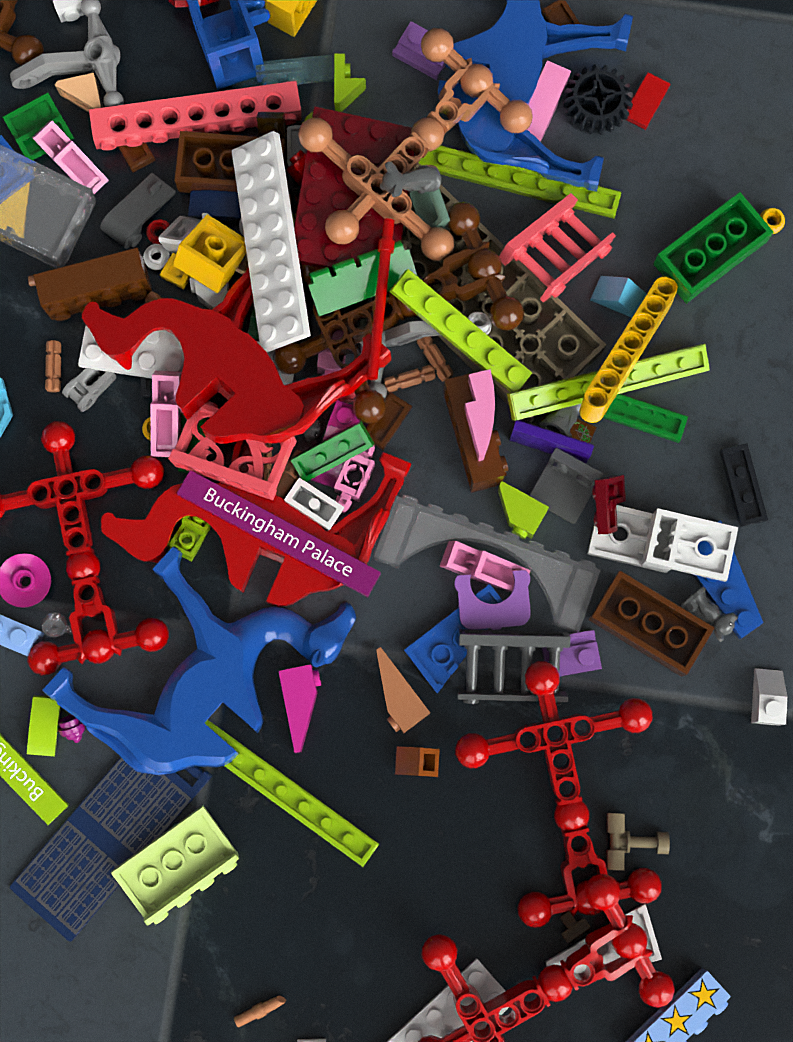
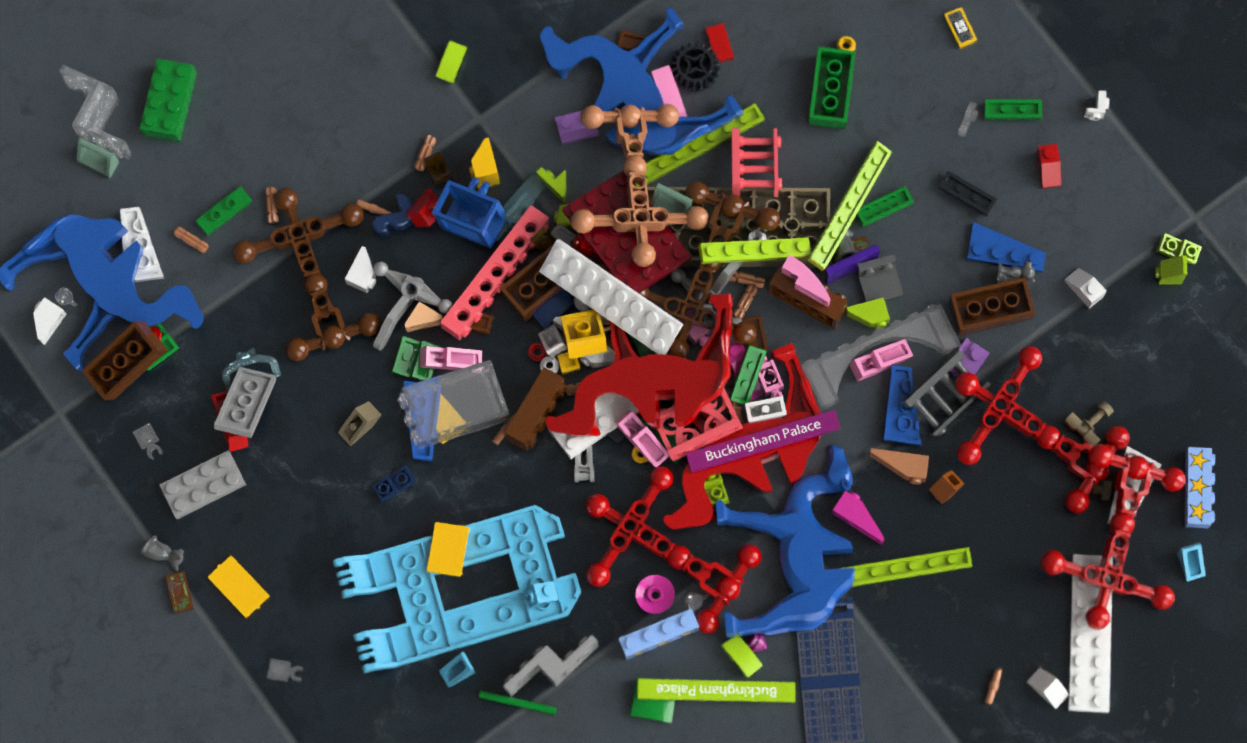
camera: 40 degrees left, 5 degrees down
(53, 366) = (554, 473): nougat axle -> none
(127, 217) = (514, 352): dark grey door -> none
(176, 865) = (880, 656): yellowish green bracket -> none
(355, 283) = (676, 277): windscreen -> none
(385, 248) = (675, 244): red bar -> none
(424, 179) = (659, 192): dark grey animal -> none
(481, 615) = (904, 384): medium lavender piece -> none
(608, 493) = (906, 262): dark red plate -> none
(618, 294) = (808, 157): medium azure slope -> none
(628, 350) = (844, 179): yellow beam -> none
(668, 542) = (956, 260): white bracket -> none

